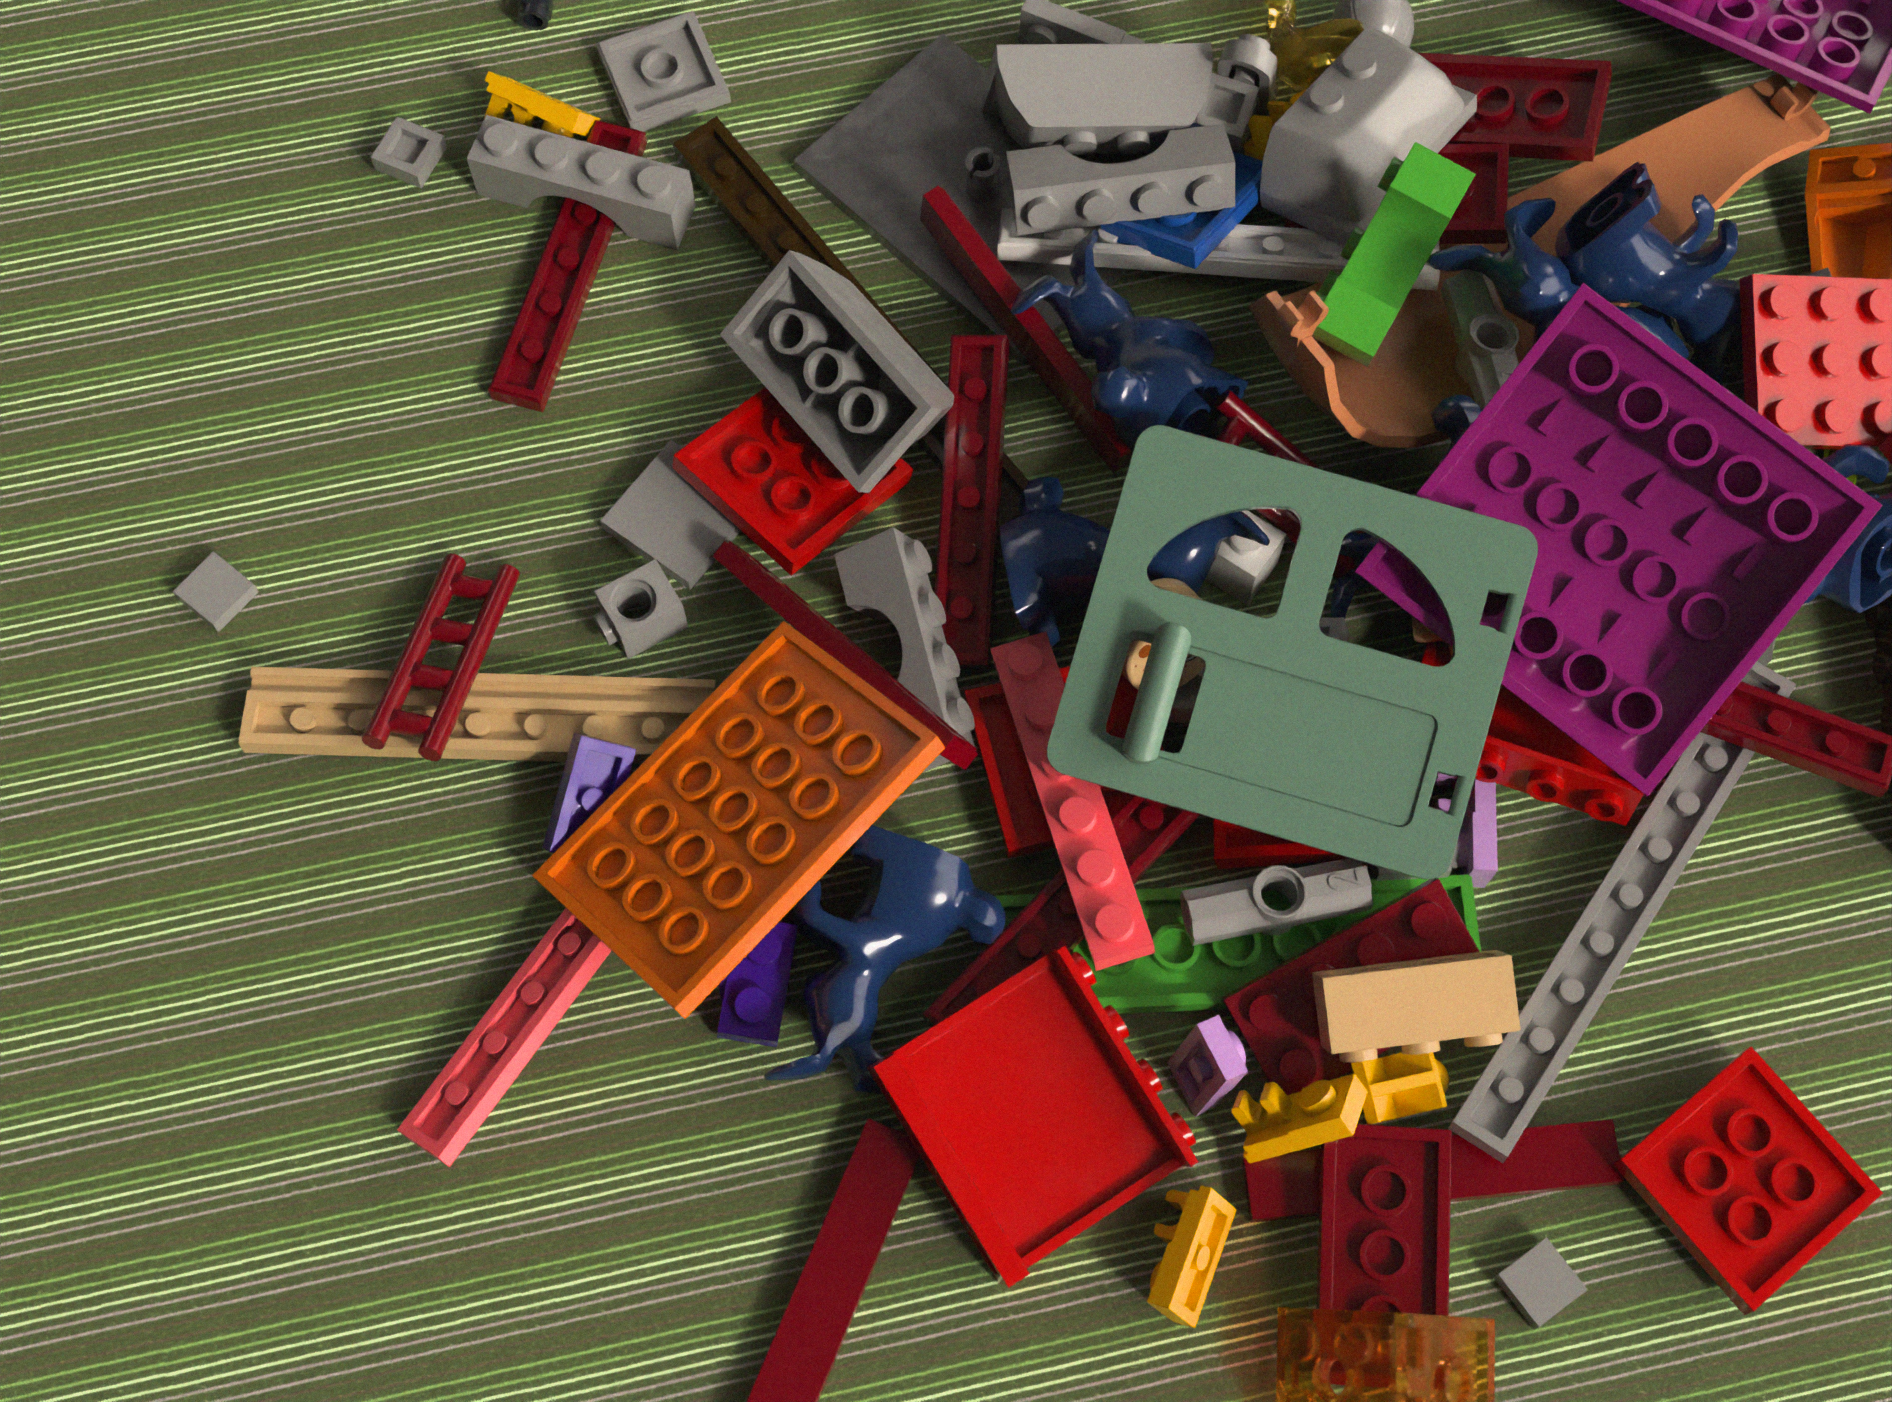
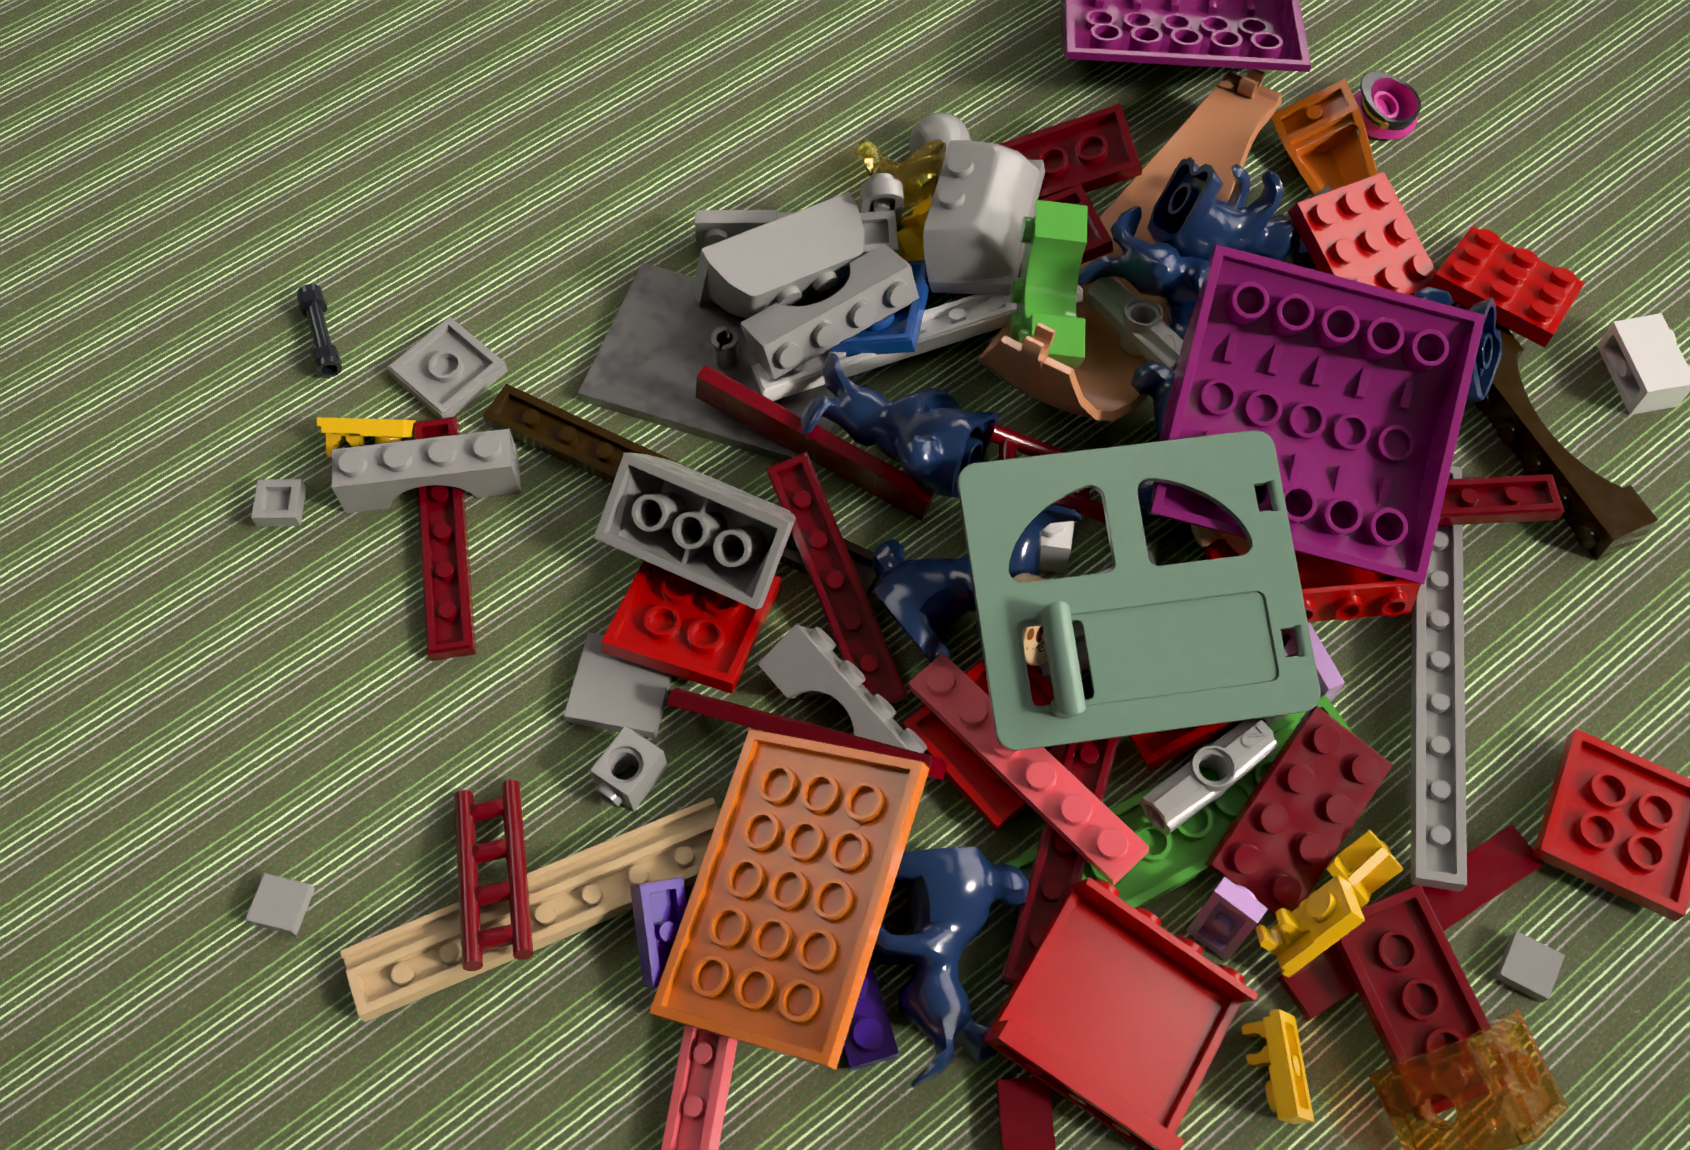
camera: 25 degrees left, 5 degrees down
(1416, 1004) = (1351, 803): tan brick -> none

